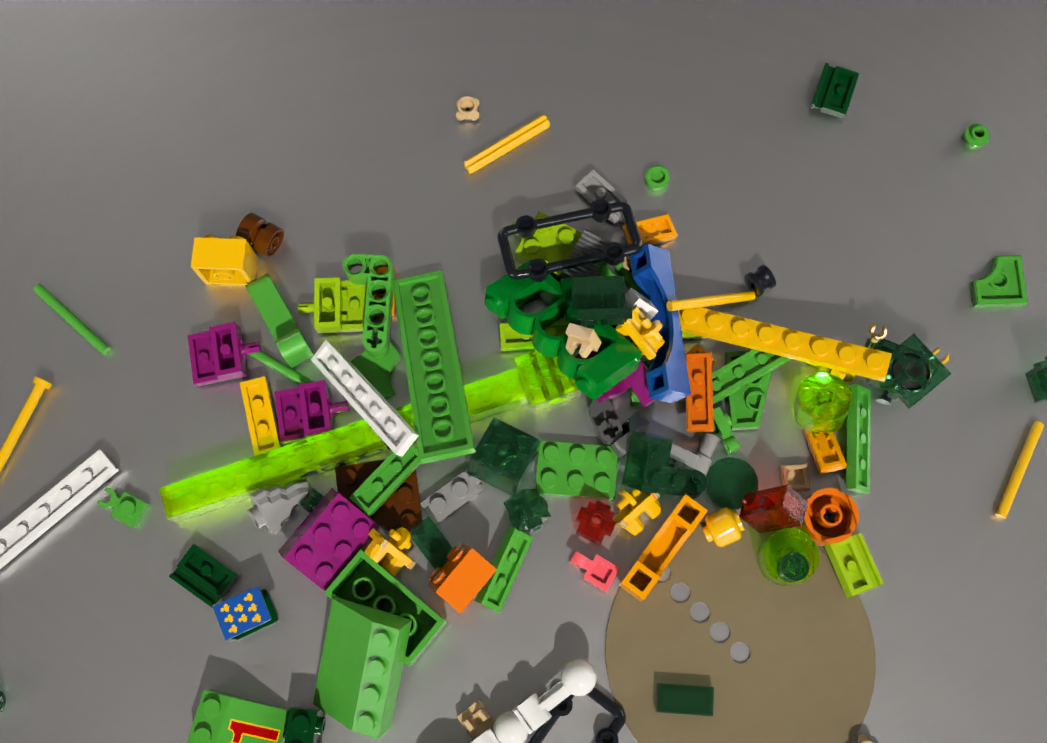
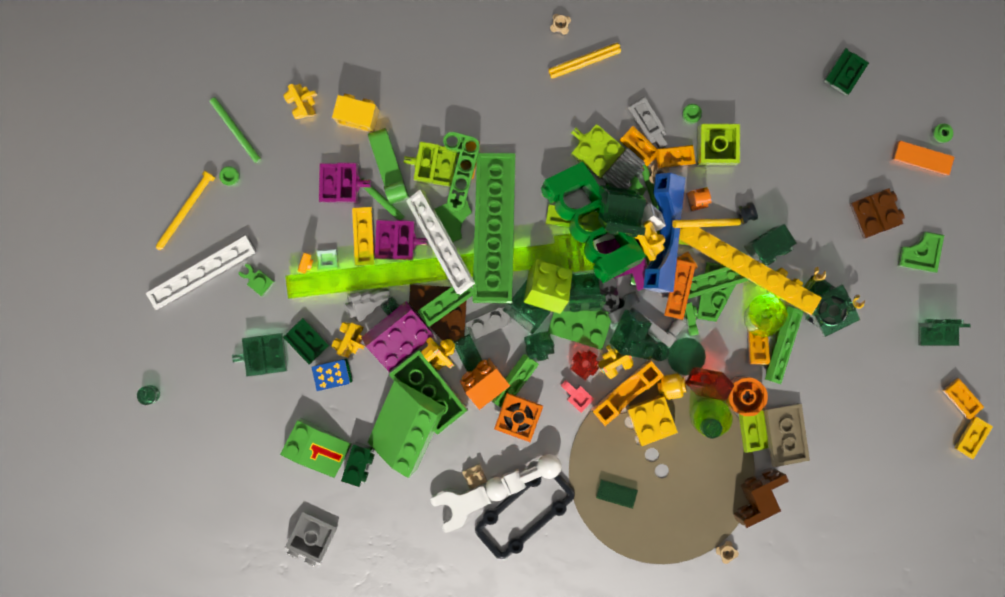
camera: 15 degrees right, 15 degrees up
(70, 378) = (229, 176): none -> bright green tile
(144, 608) = (263, 354): none -> clear green plate
(155, 260) = (303, 99): none -> yellow hips
(184, 464) = (305, 263): none -> light orange plate
(216, 456) = (327, 259): none -> tile
(263, 236) = (385, 96): reddish brown wheel -> none
(264, 561) = (351, 341): none -> yellow hips
(519, 616) = (518, 417): none -> orange piece
(520, 422) = (548, 286): none -> lime brick
(538, 269) = (641, 137): black bar -> none
(569, 427) = (585, 293): none -> clear green bracket
(581, 337) = (608, 241): tan tile -> none
(607, 229) = (639, 145): none -> light orange plate
(692, 274) = (699, 199): none -> orange leg
(700, 204) = (718, 144): none -> lime brick
(707, 580) = (651, 420): none -> yellow brick
(795, 476) = (731, 362): tan tile -> none
(805, 307) = (770, 244): none -> clear green brick
(889, 656) = (760, 497): none -> reddish brown bracket
(899, 560) = (786, 435): none -> dark tan plate
(926, 246) = (877, 213): none -> reddish brown plate
(962, 170) = (923, 158): none -> orange tile
(1019, 469) = (891, 390): yellow bar -> none

